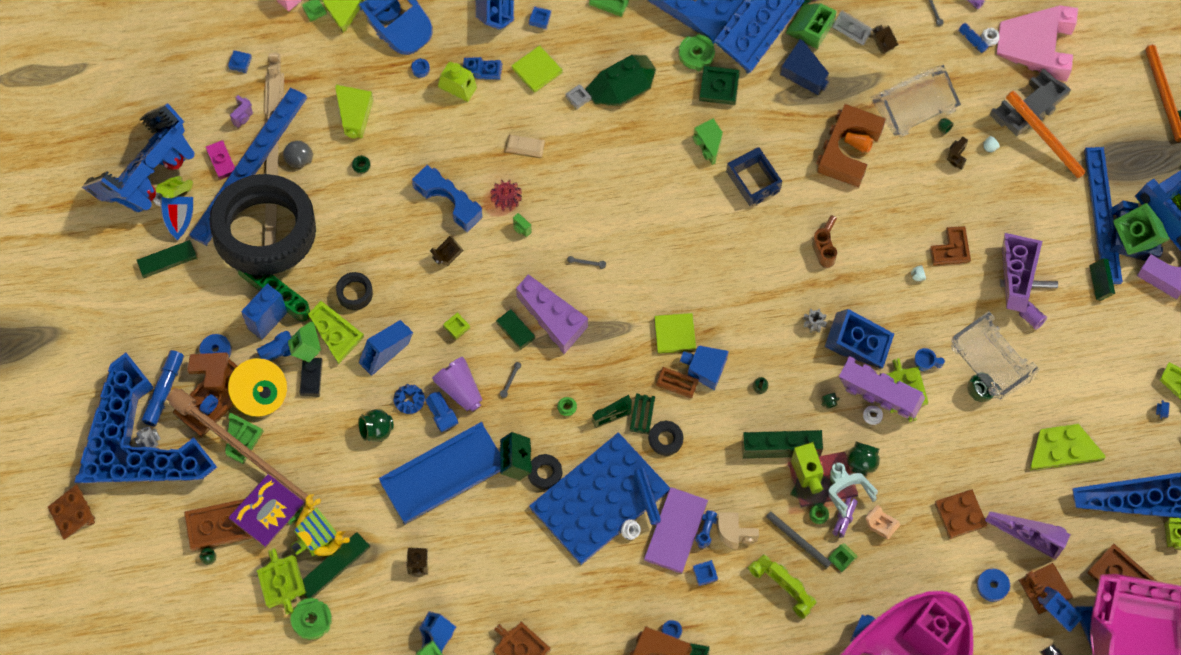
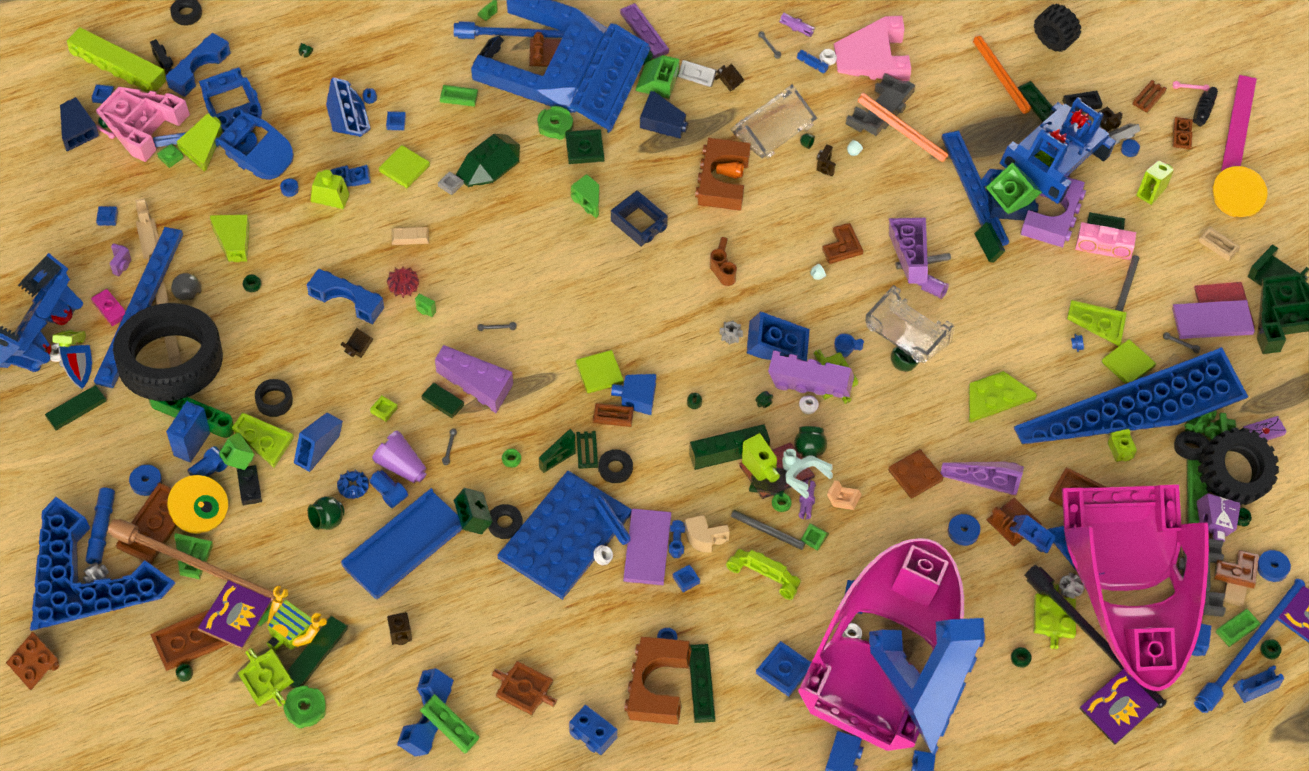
camera: 15 degrees left, 10 degrees down
(209, 404) = (152, 528): blue tile -> none
(213, 366) = (147, 493): dark orange tile -> none

